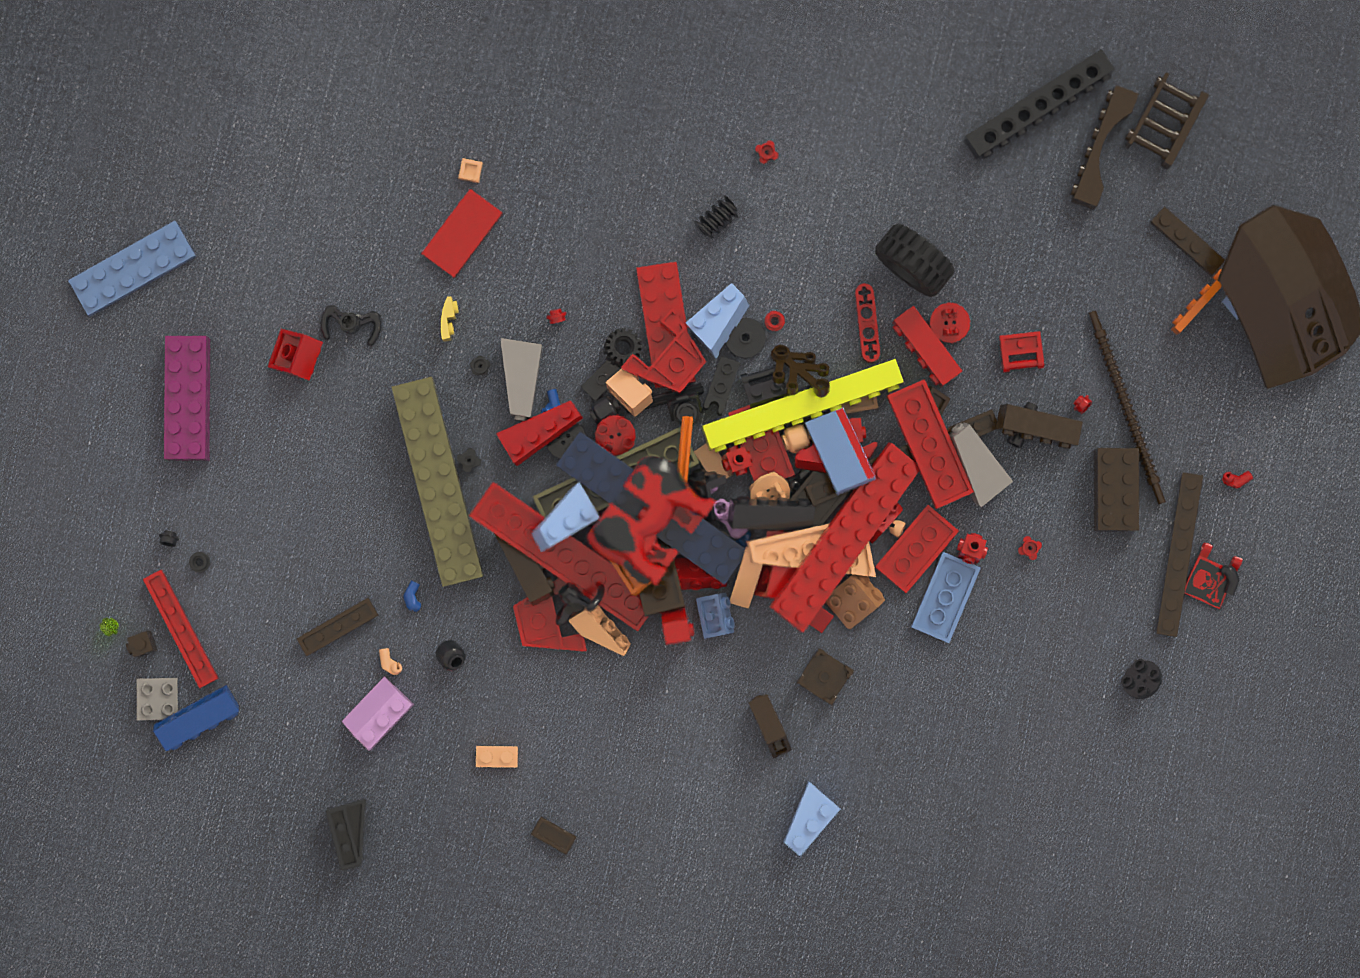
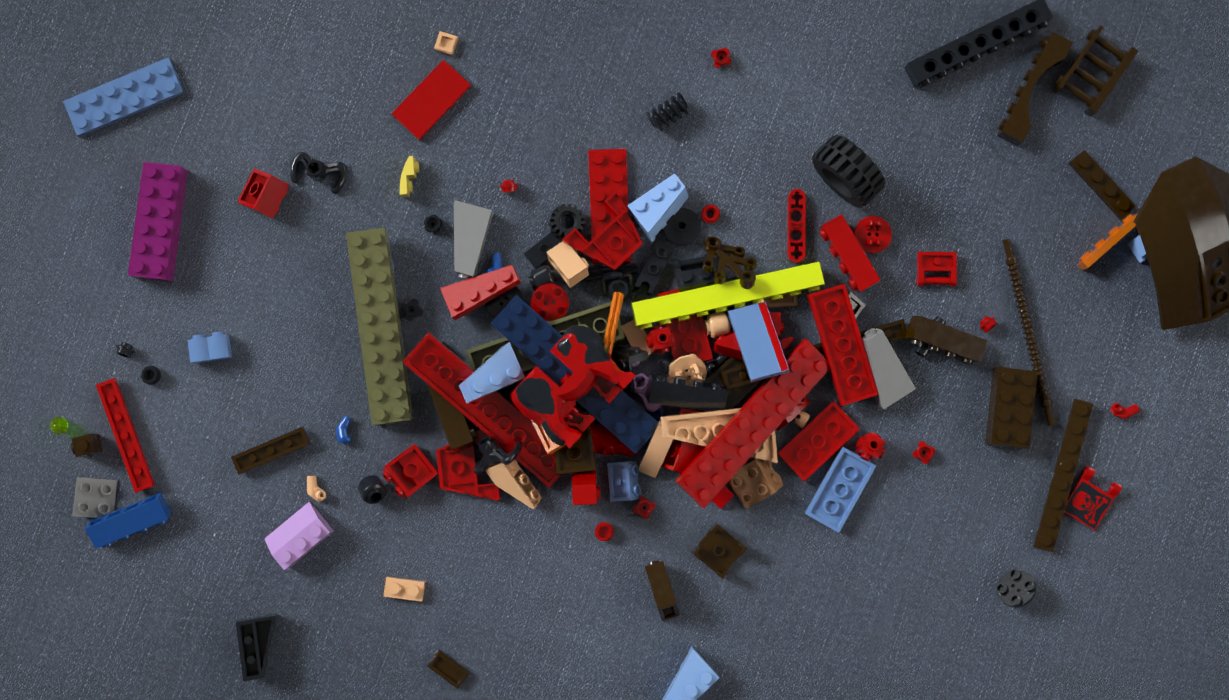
camera: 10 degrees right, 0 degrees up
(258, 526) = (210, 348): none -> medium blue brick
(487, 632) = (409, 471): none -> red plate
(701, 671) = (604, 531): none -> red plate
(742, 647) = (649, 507): none -> red plate
(1232, 577) = (1111, 504): black arm -> none

